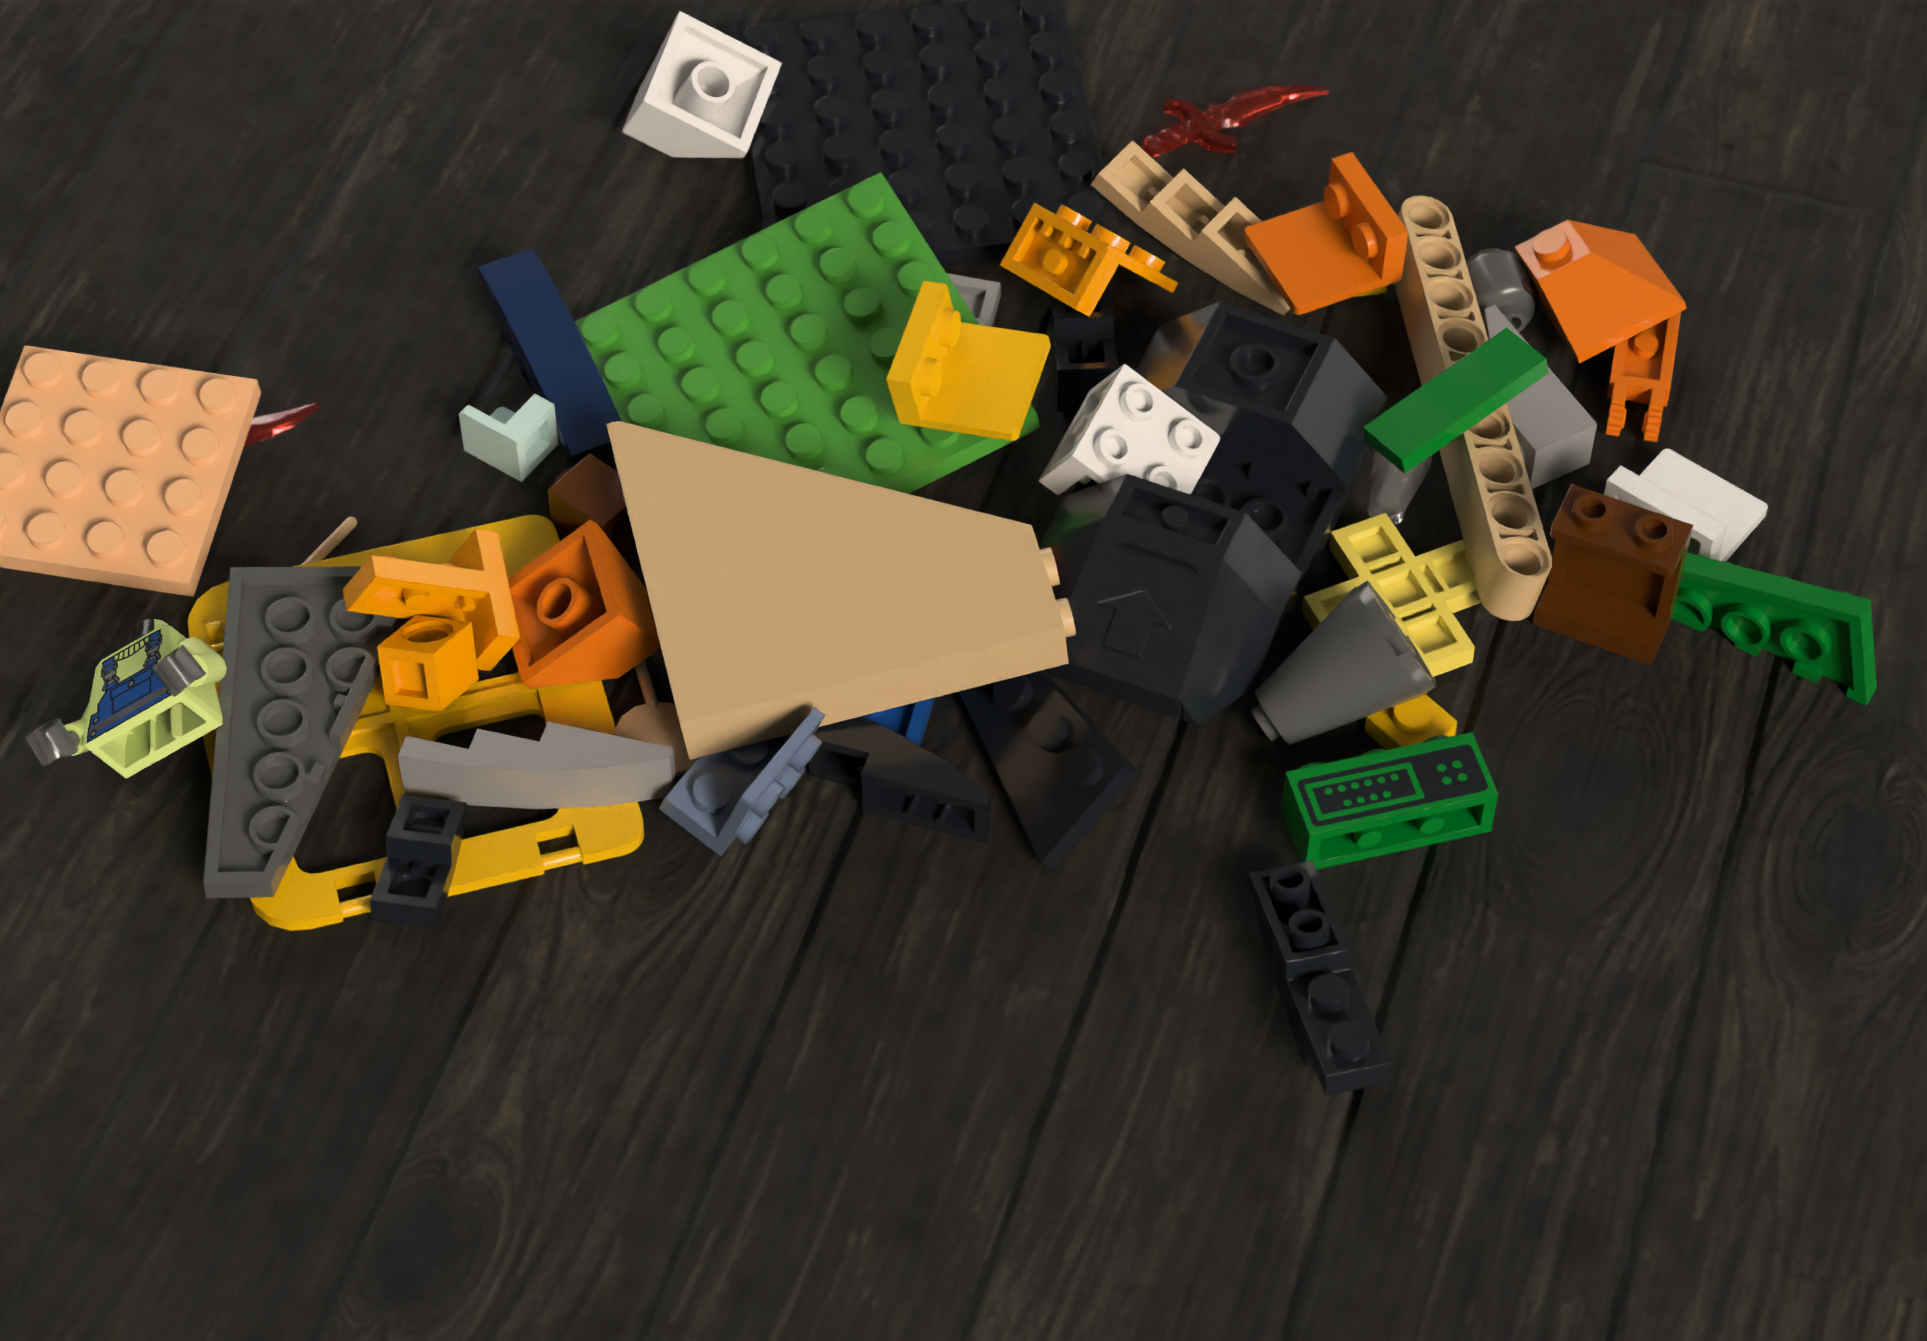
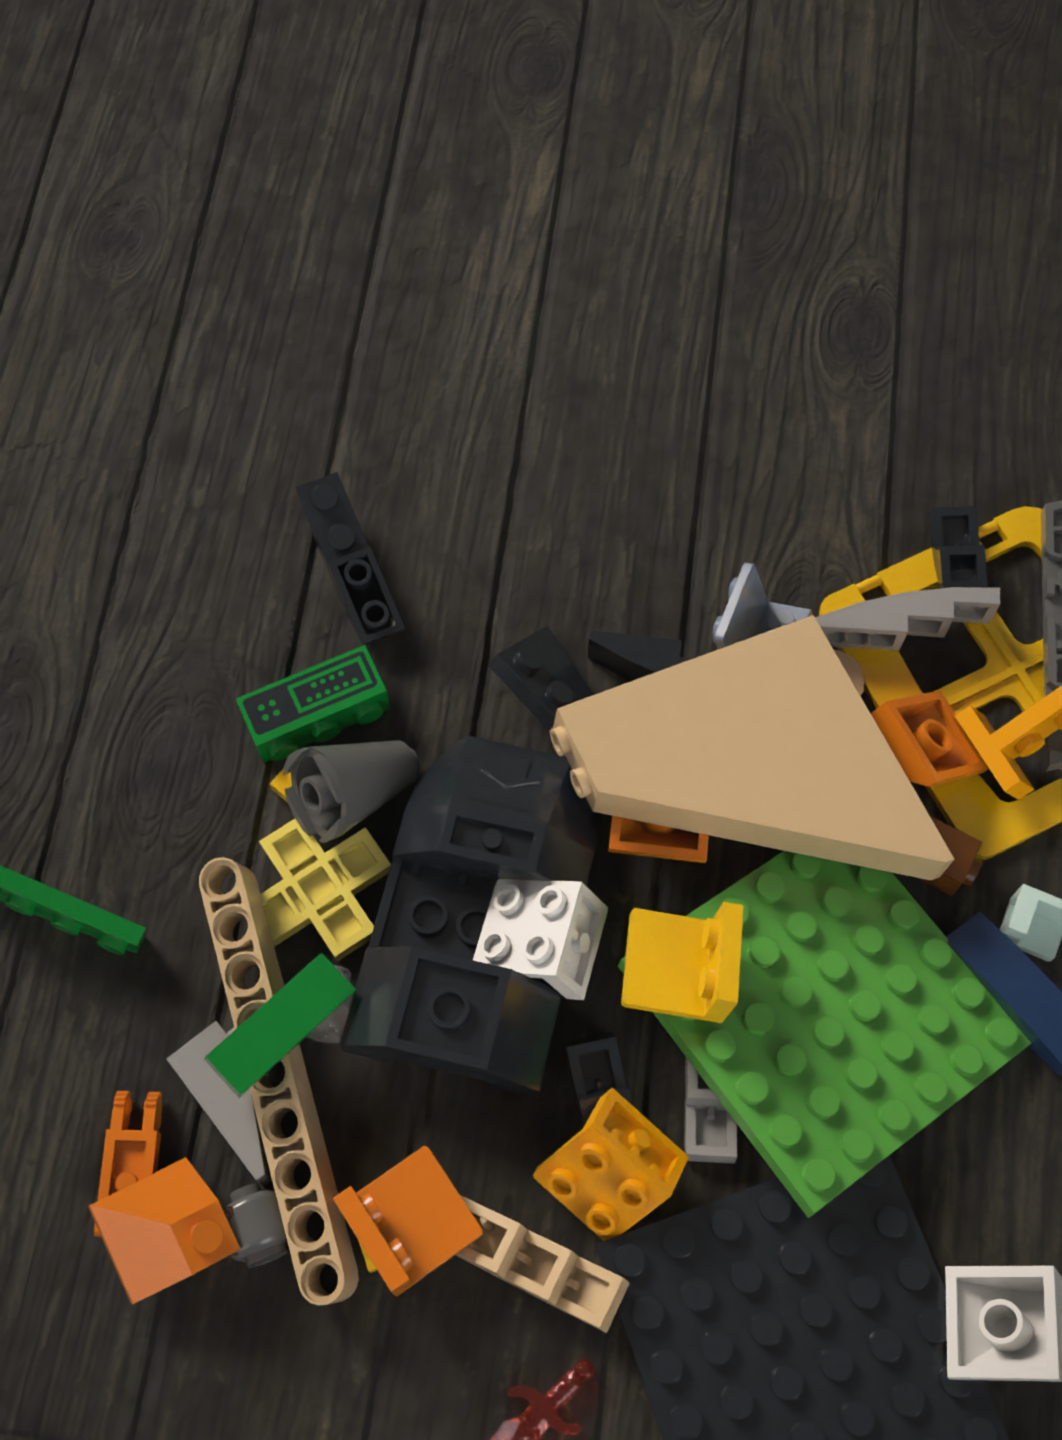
camera: 170 degrees right, 15 degrees up
(428, 663) = (997, 672): light orange brick -> none
(1613, 574) = (149, 892): reddish brown panel -> none
(1687, 492) = (99, 1006): white bracket -> none

